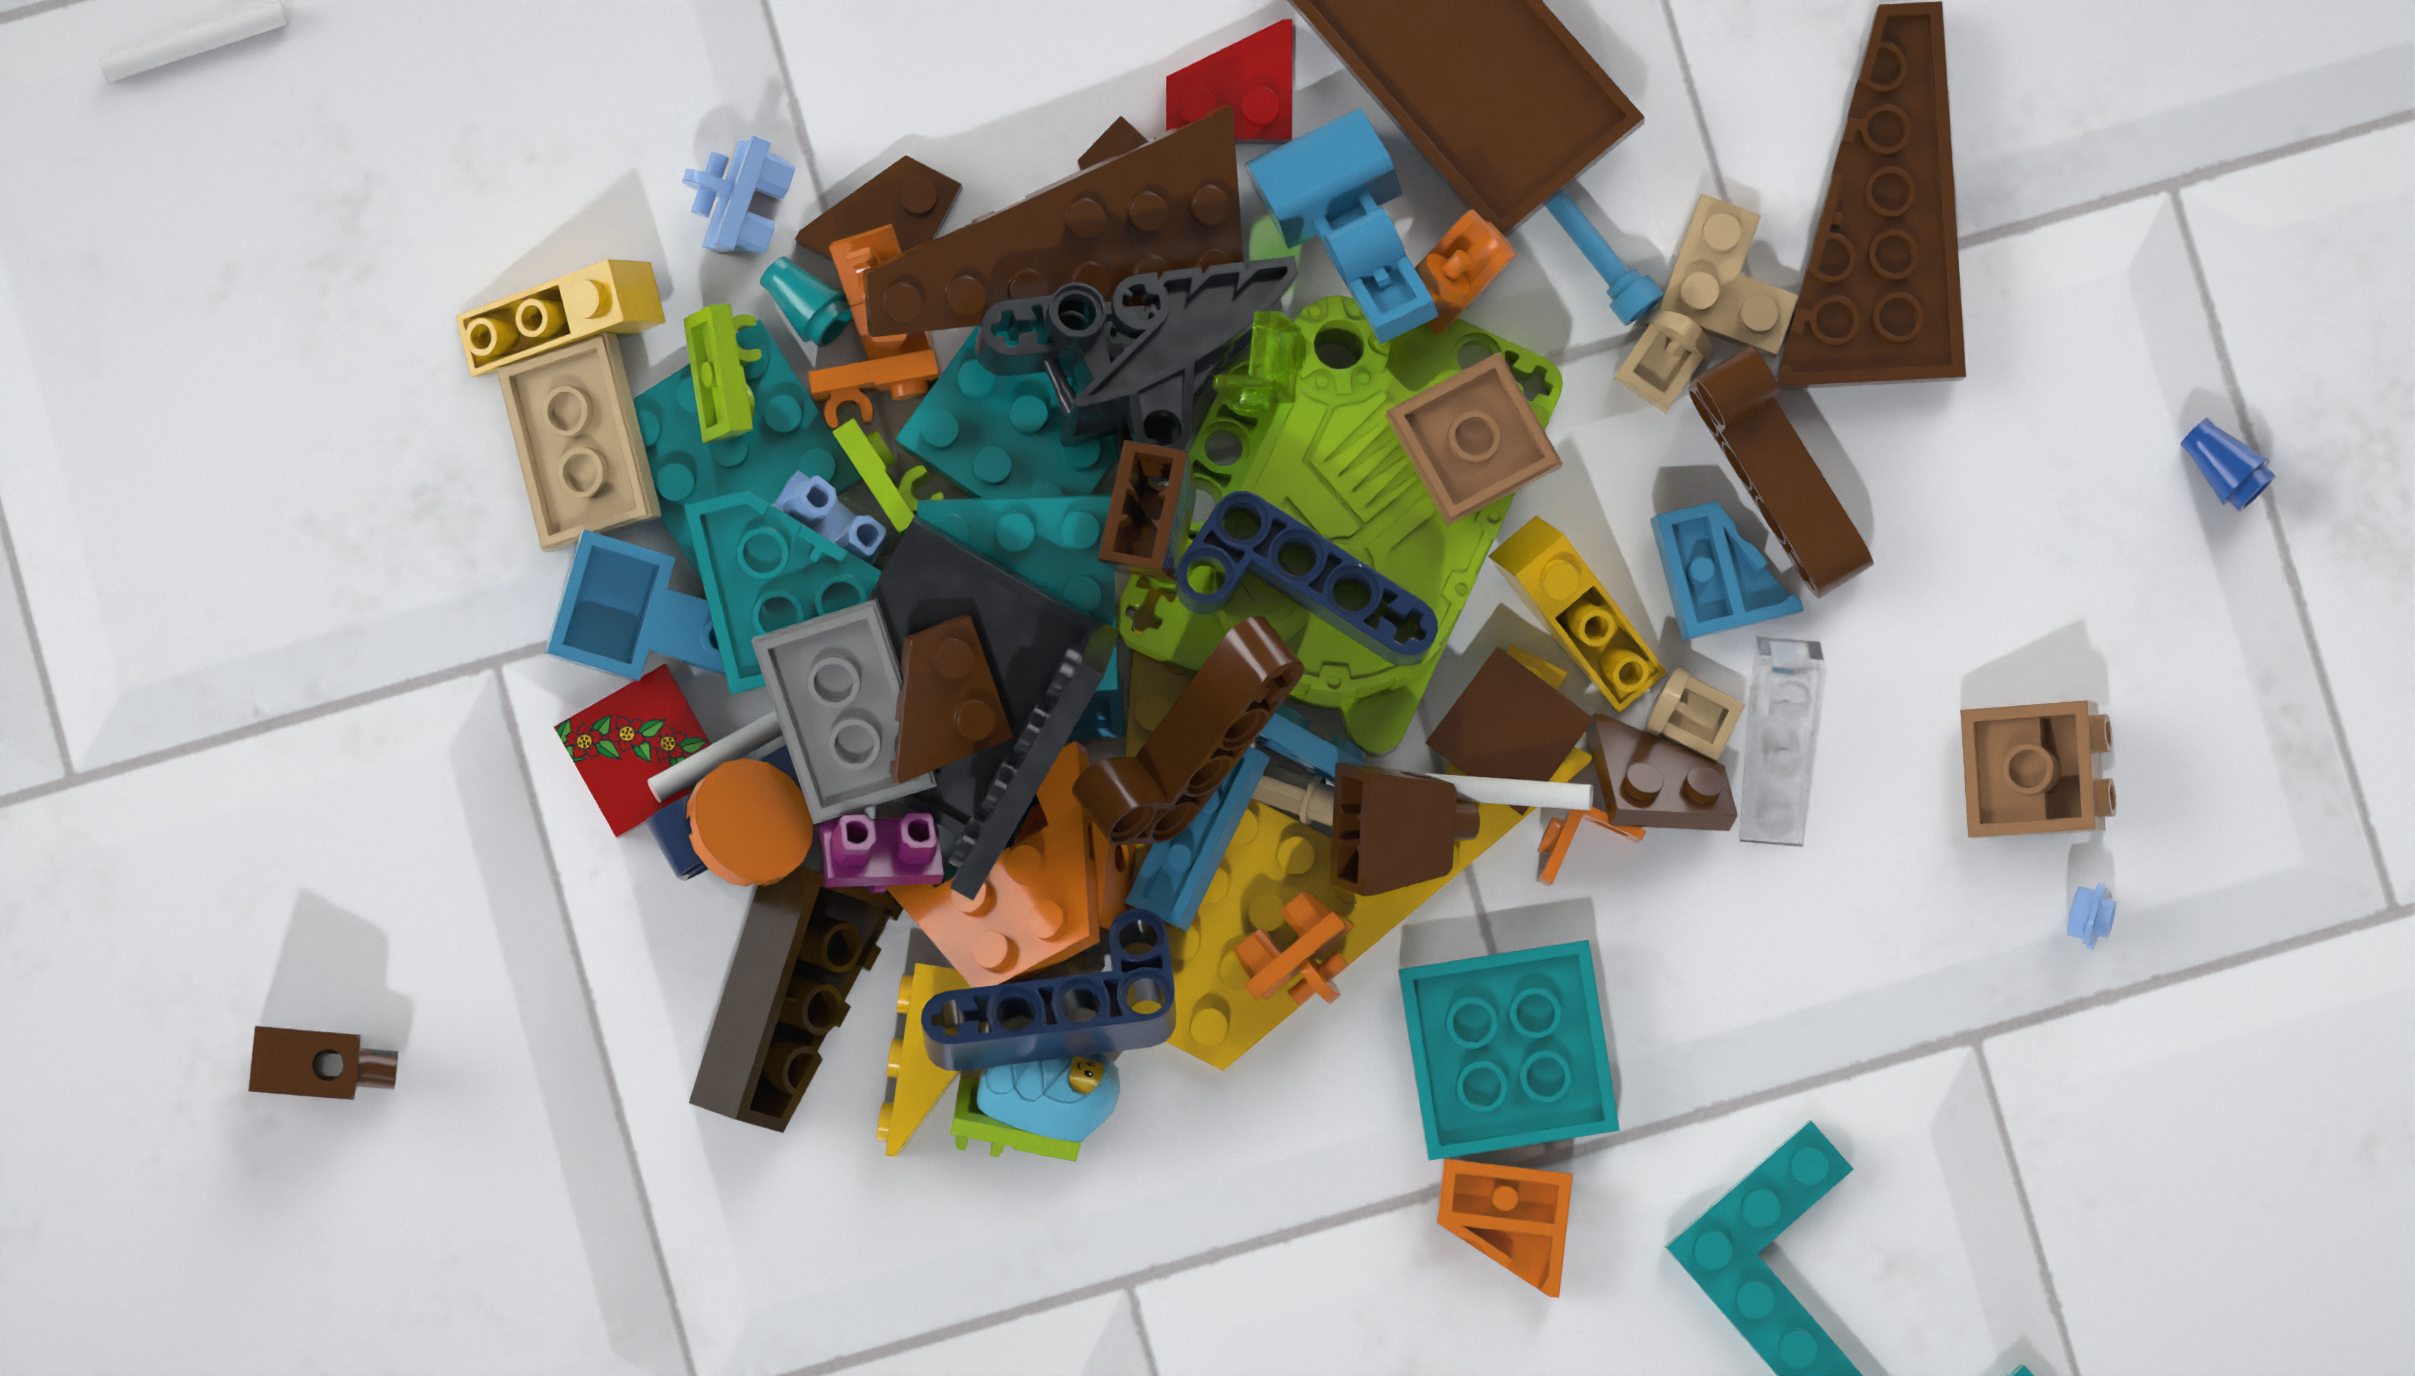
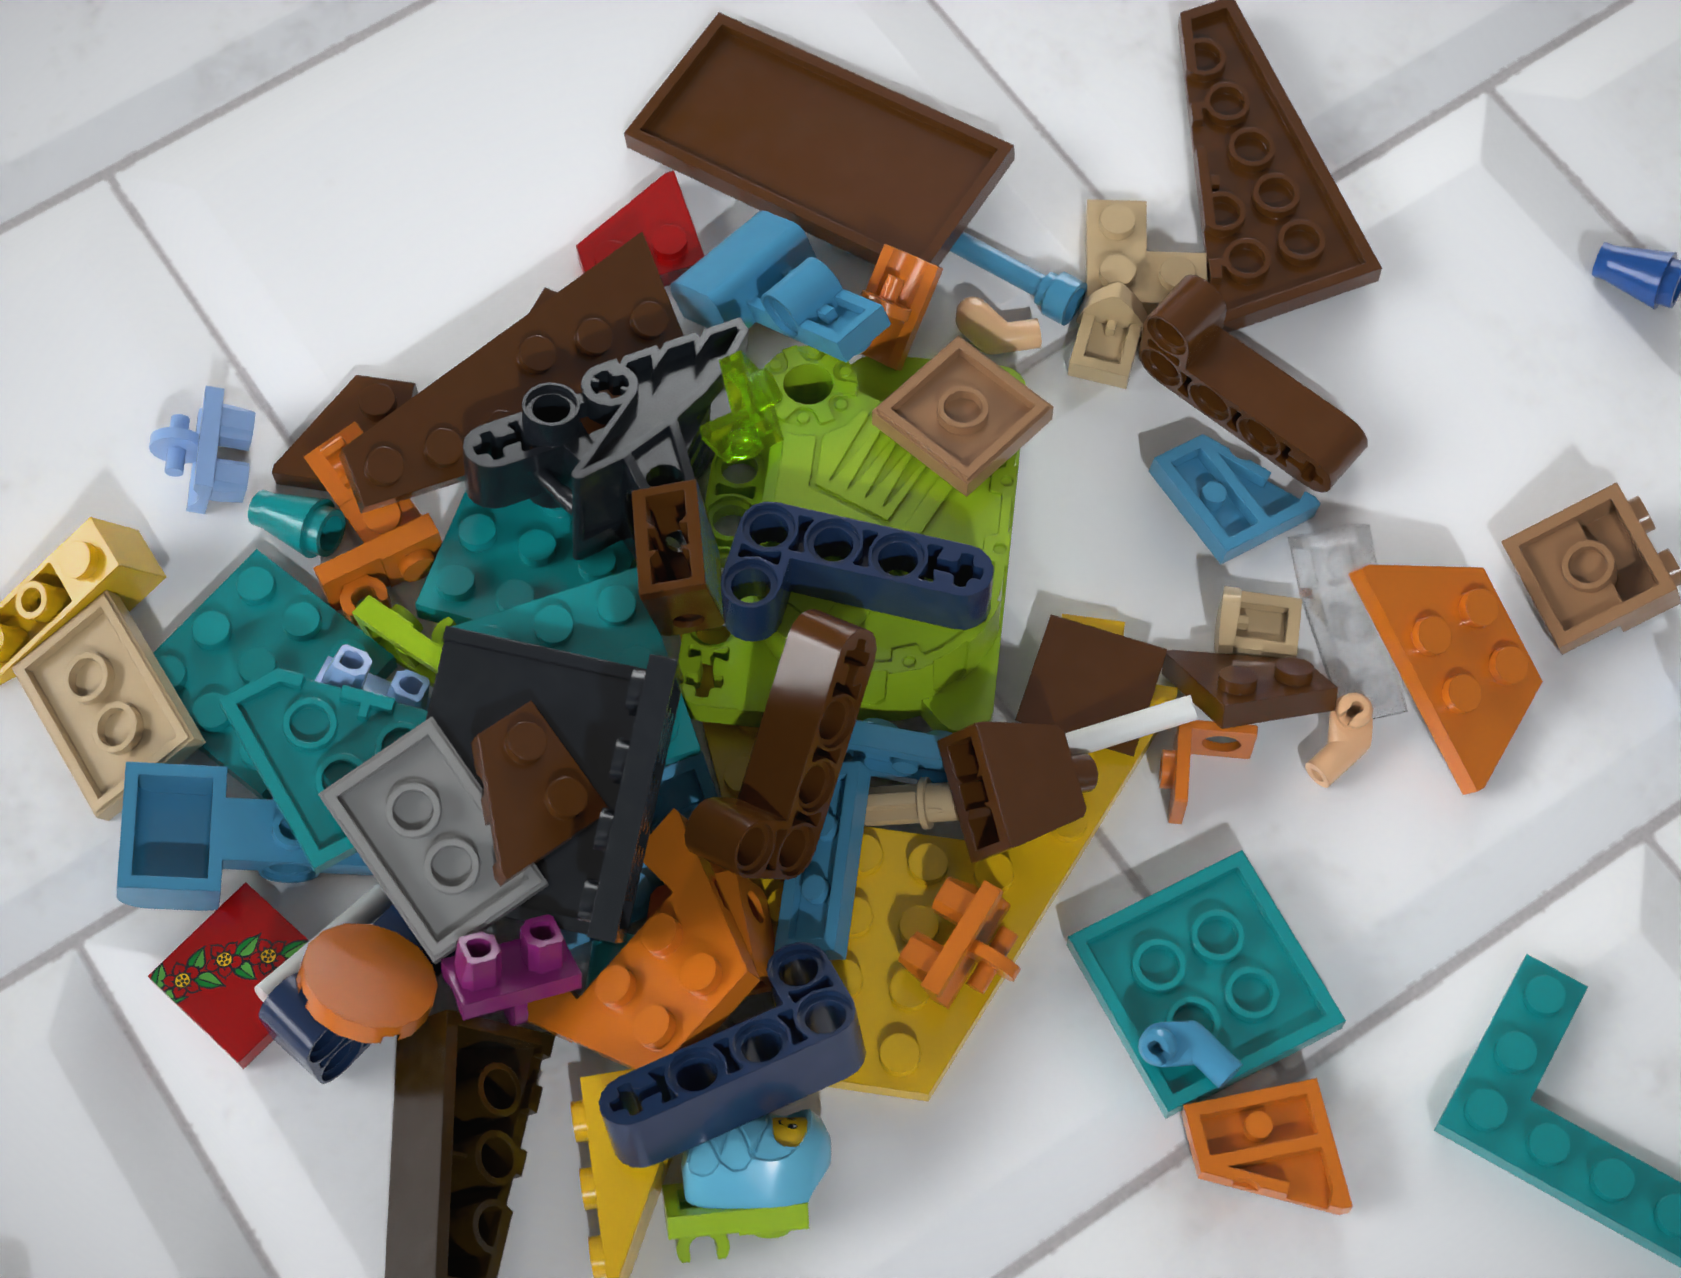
camera: 15 degrees left, 20 degrees down
(718, 374) = (227, 590): lime plate -> none
(1465, 1109) = (1188, 1045): none -> dark azure arm
(1551, 312) = (992, 332): none -> light nougat arm
(1577, 612) = (1112, 565): yellow slope -> none
(1731, 861) = (1347, 739): none -> light nougat arm
(1861, 820) = (1454, 658): none -> orange wing

